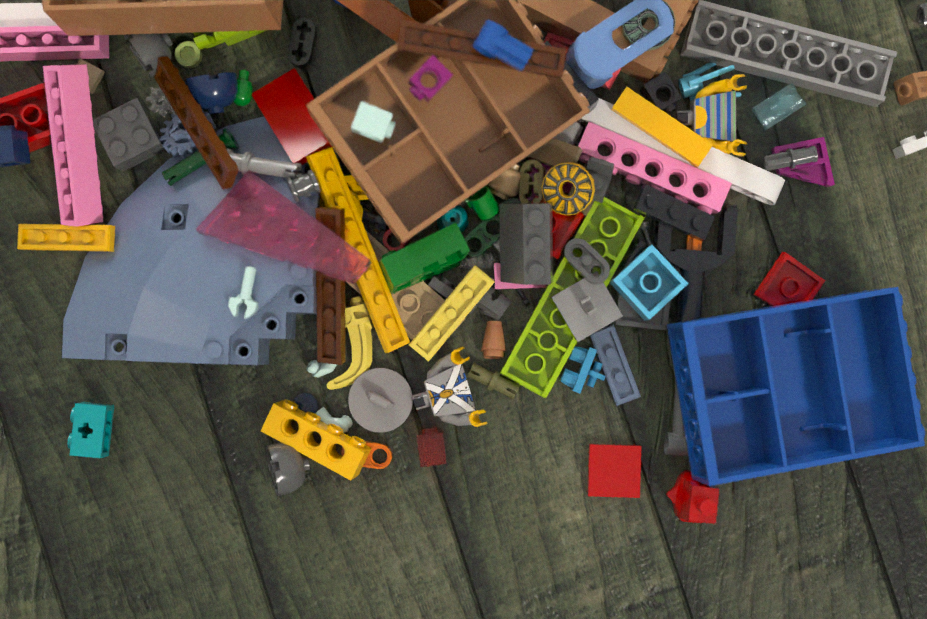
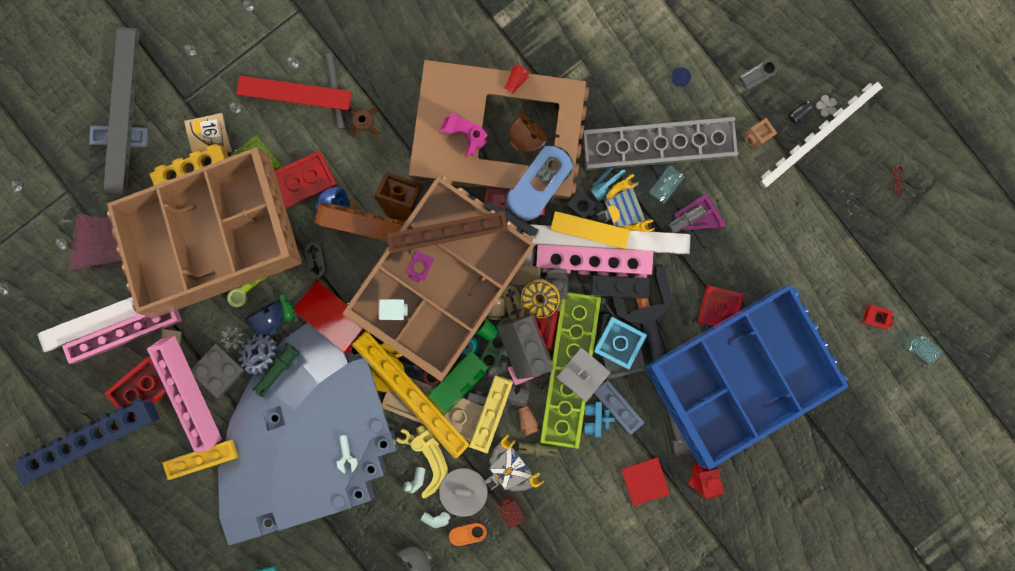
camera: 25 degrees left, 0 degrees up
(148, 49) = (213, 308): dark grey cylinder -> none
(196, 123) = (265, 348): reddish brown plate -> none
(248, 162) = (312, 362): light grey pin -> none
(276, 227) = (348, 401): clear pink wing -> none
(279, 427) = (400, 538): yellow brick -> none
(303, 185) = (357, 365): dark grey bush -> none
(306, 402) = (411, 516): tile -> none
(331, 298) = (400, 426): reddish brown plate -> none
(495, 42) = (455, 227): blue piece -> none
(589, 259) = (572, 343): dark grey plate -> none

